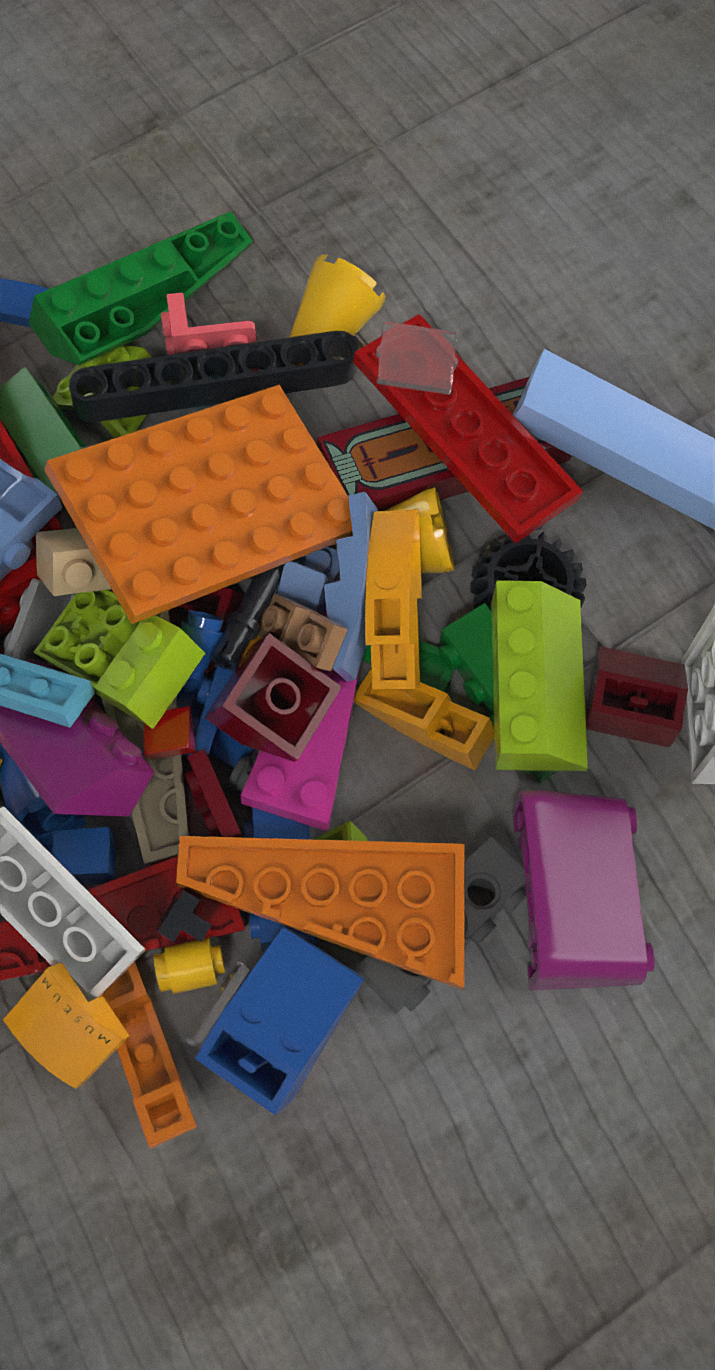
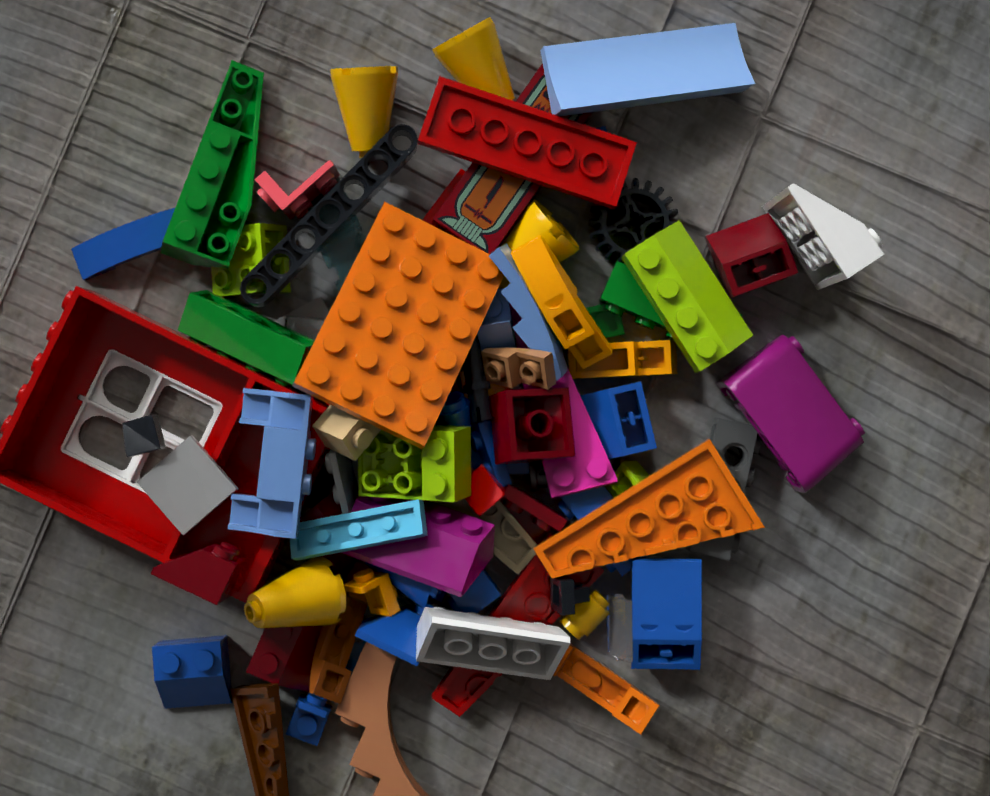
camera: 30 degrees left, 20 degrees up
(64, 1028) = (540, 701): light orange slope -> none
(378, 771) = (621, 419): none -> blue slope
(417, 358) = (463, 115): clear piece -> none
(478, 324) = (477, 59): none -> yellow cone

